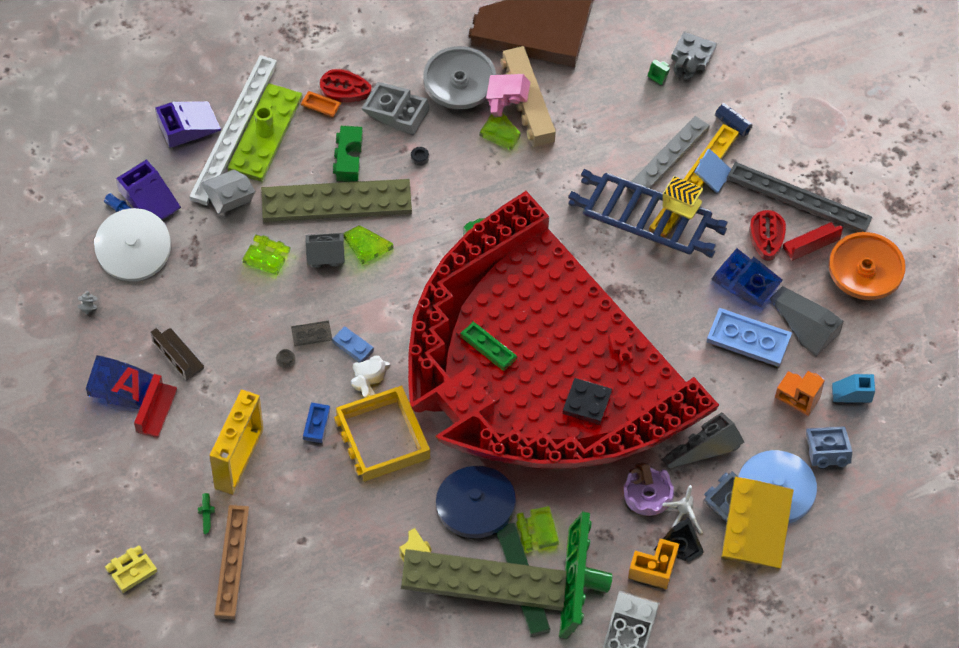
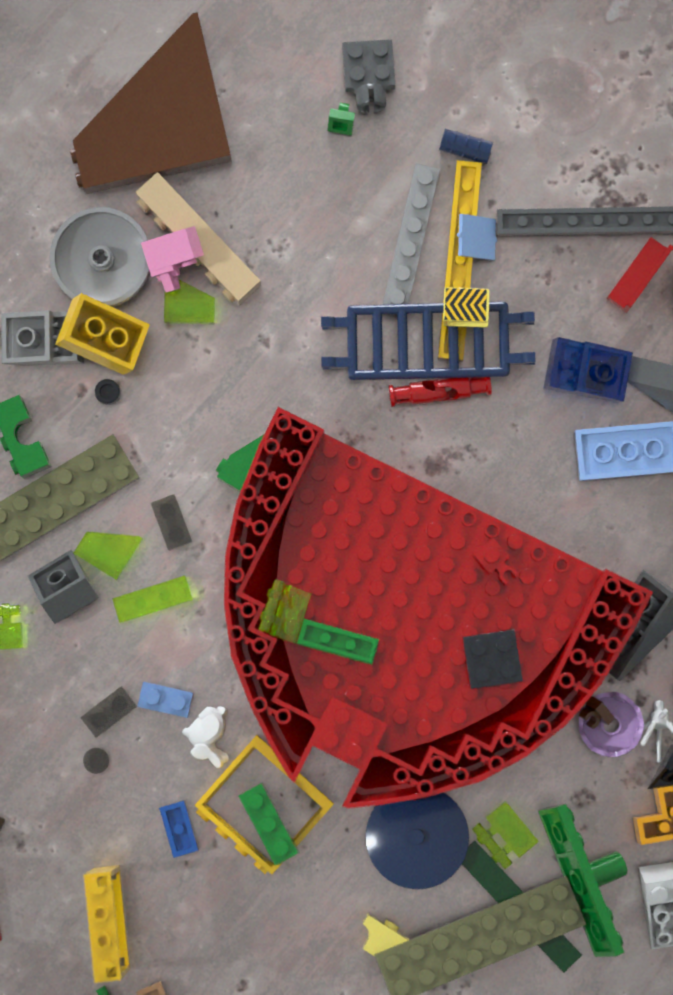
camera: 25 degrees left, 25 degrees up
(379, 283) = (152, 599): none -> clear neon green tile
(379, 436) = (268, 824): none -> green arch
(417, 244) = (171, 522): none -> clear smoke plate
(436, 115) = (102, 334): none -> yellow brick
(467, 312) = (289, 613): none -> clear neon green plate
(629, 243) = (434, 390): none -> red piece
(777, 233) = (568, 293): red piece -> none

